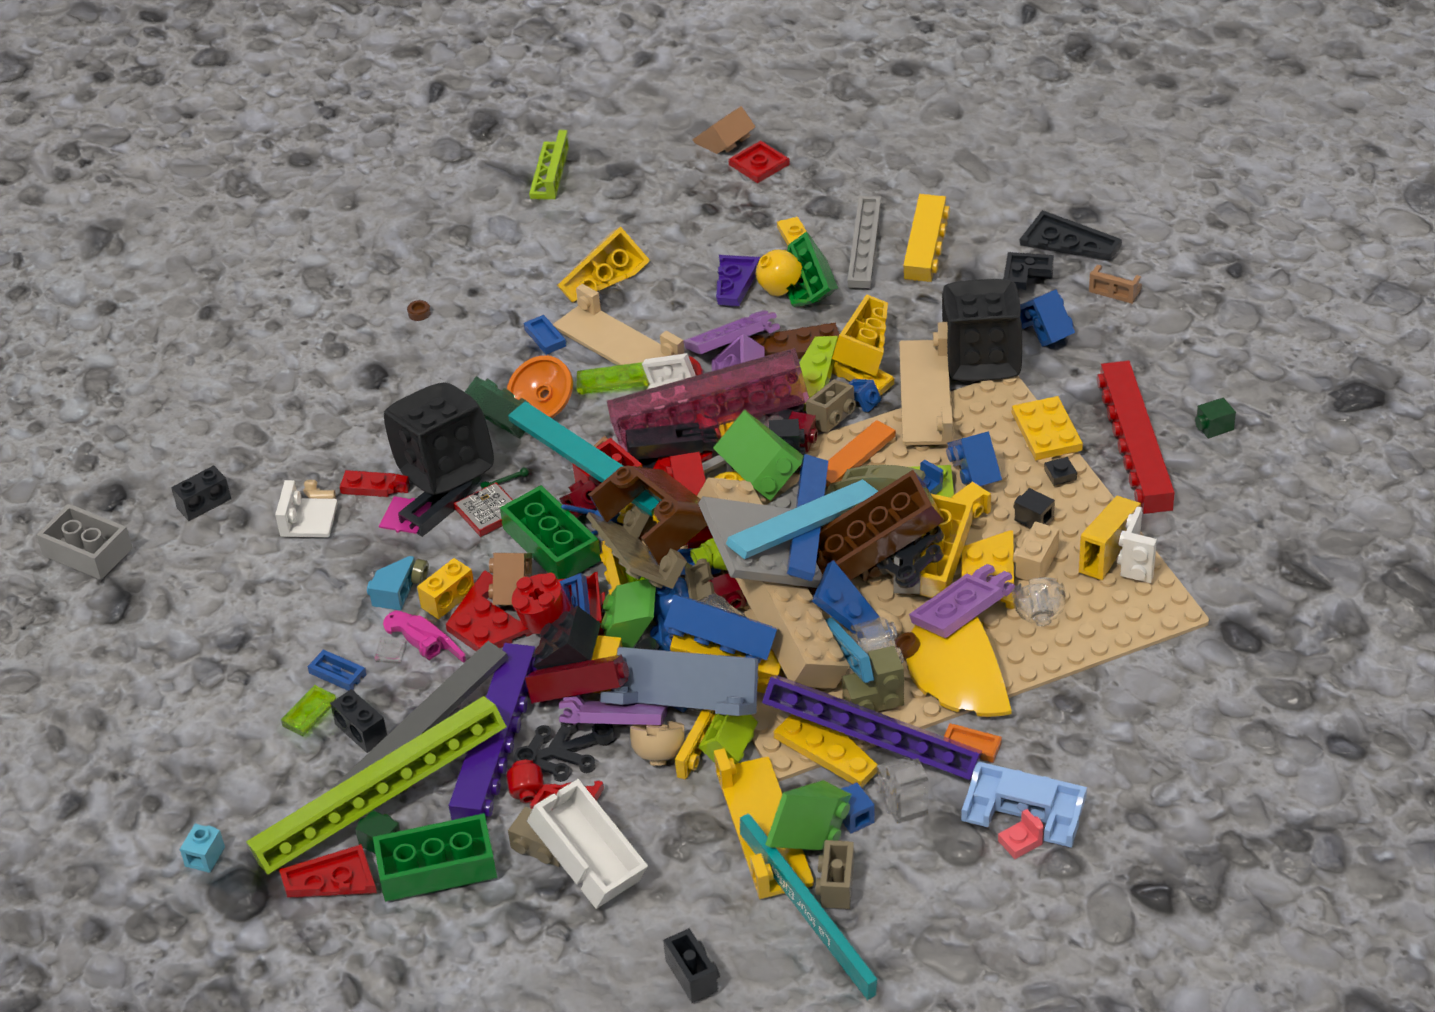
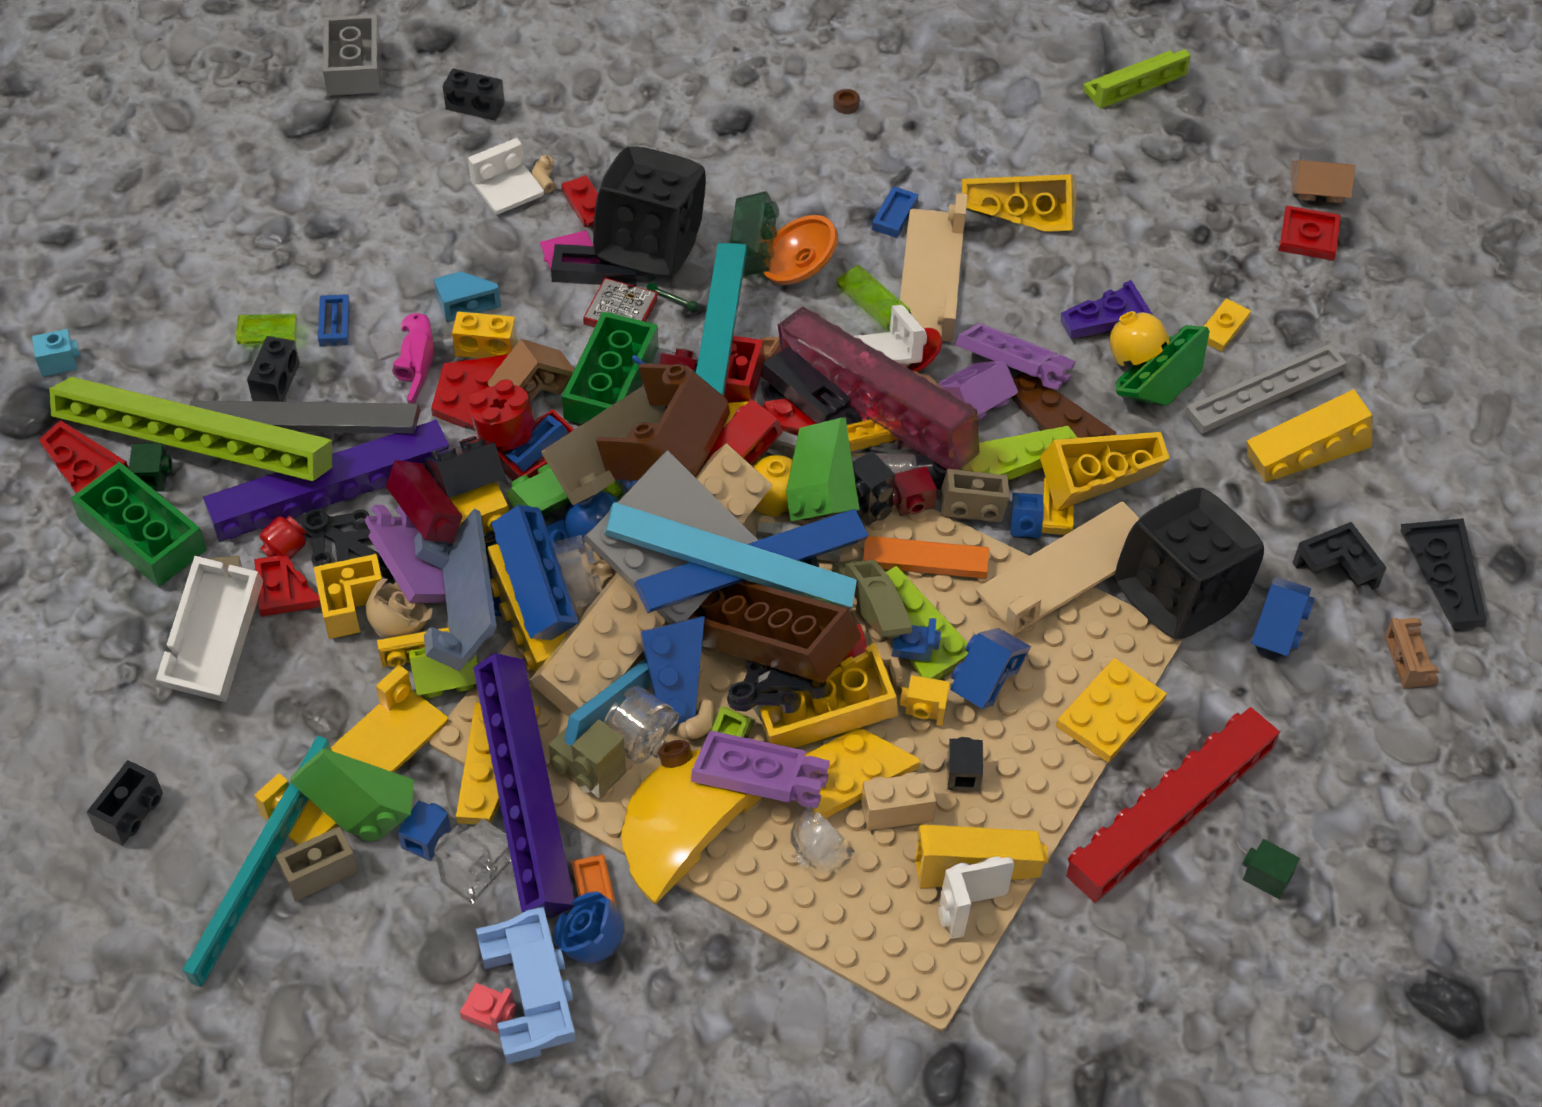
camera: 50 degrees right, 10 degrees up
(419, 571) = (495, 304): olive tile -> none
(613, 762) = (343, 588): none -> yellow brick
(903, 607) = (732, 722): none -> lime slope
(1010, 745) = (590, 929): none -> blue cylinder
(1060, 471) = (1053, 758): black plate -> none

